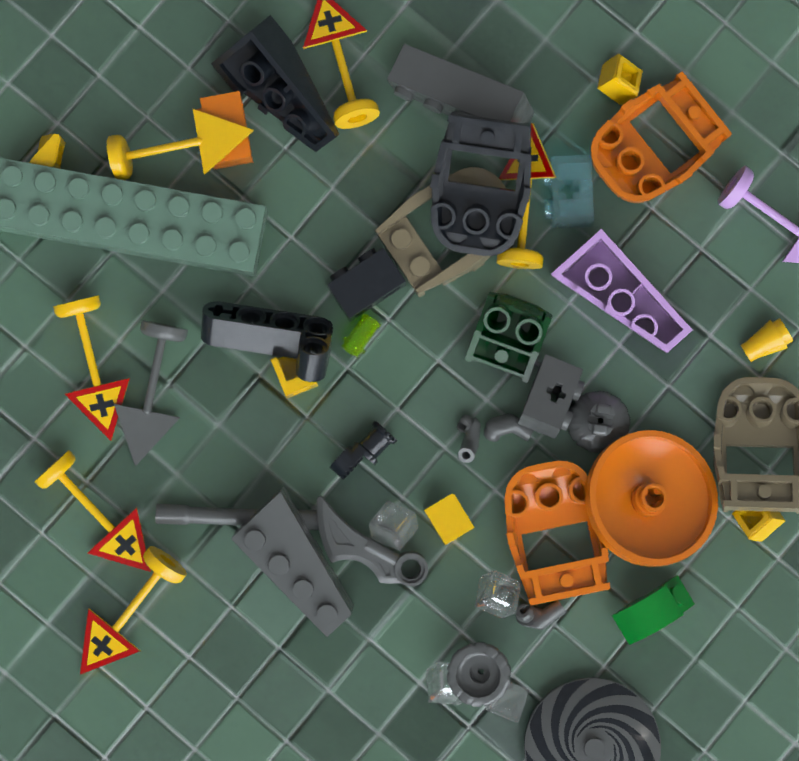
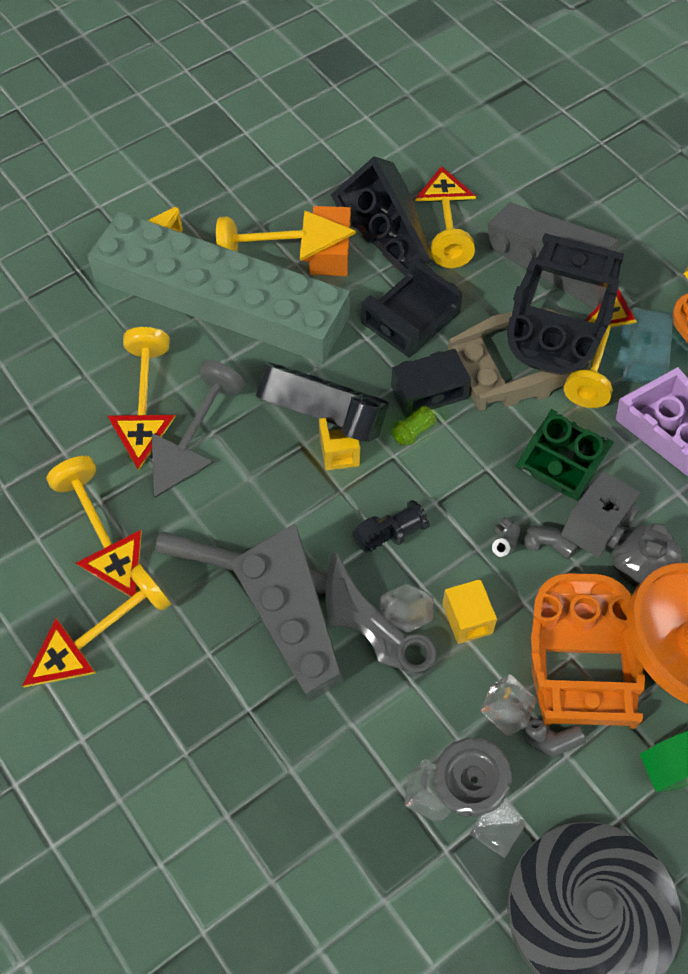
camera: 15 degrees right, 25 degrees down
(330, 196) = (412, 309): none -> black panel

